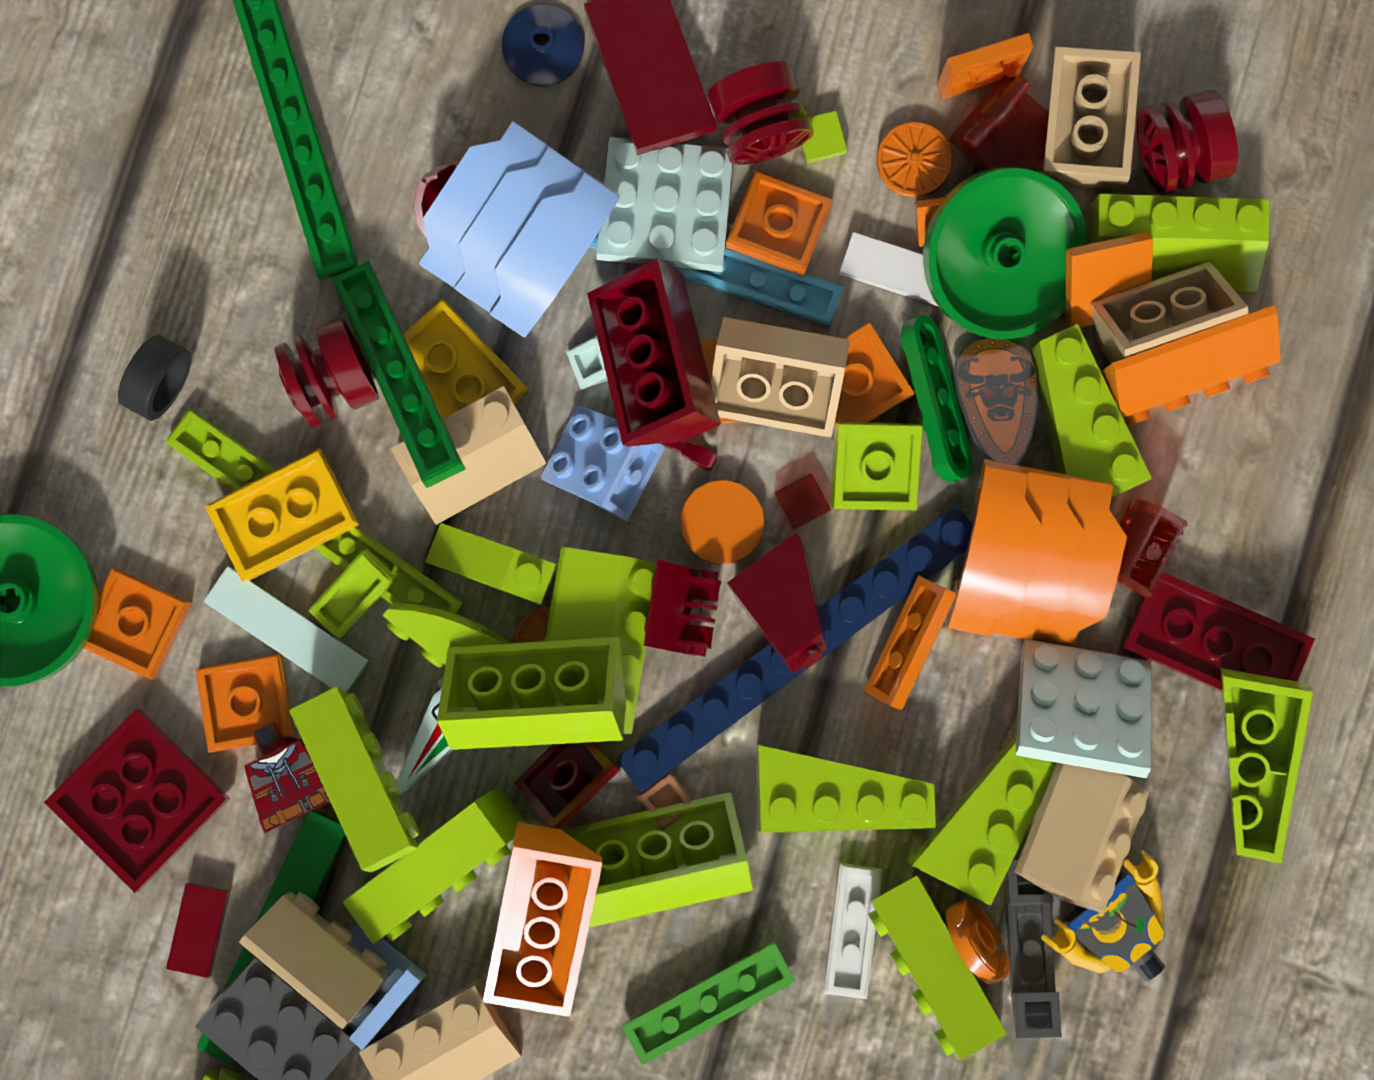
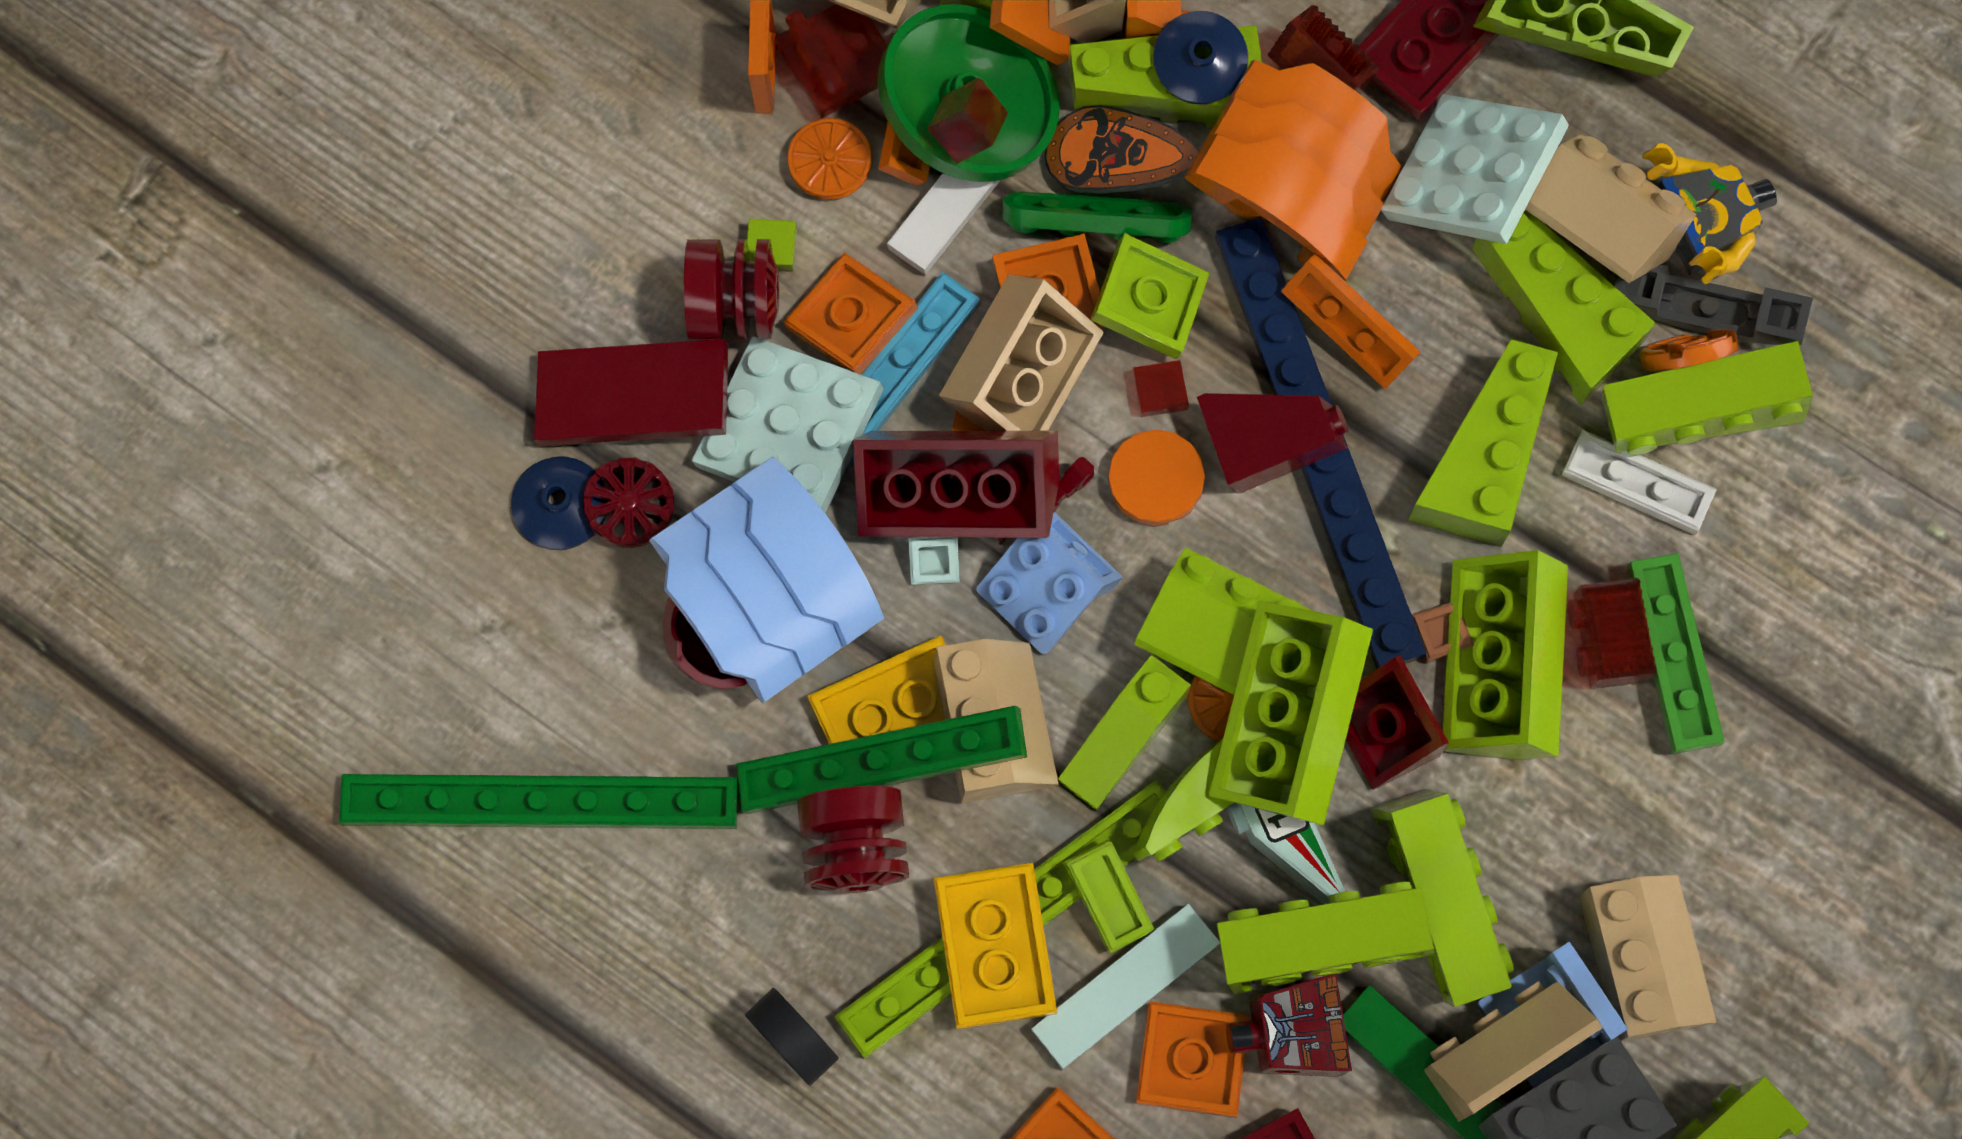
camera: 70 degrees left, 10 degrees down
(542, 921) = (1540, 788): orange slope -> none
(558, 99) = (628, 502): none -> dark red wheel
(678, 607) = (1219, 539): dark red hinge -> none
(707, 944) = (1612, 633): none -> clear red brick
(969, 257) = (968, 120): none -> clear red brick
(1082, 451) = (1195, 78): none -> dark blue dish

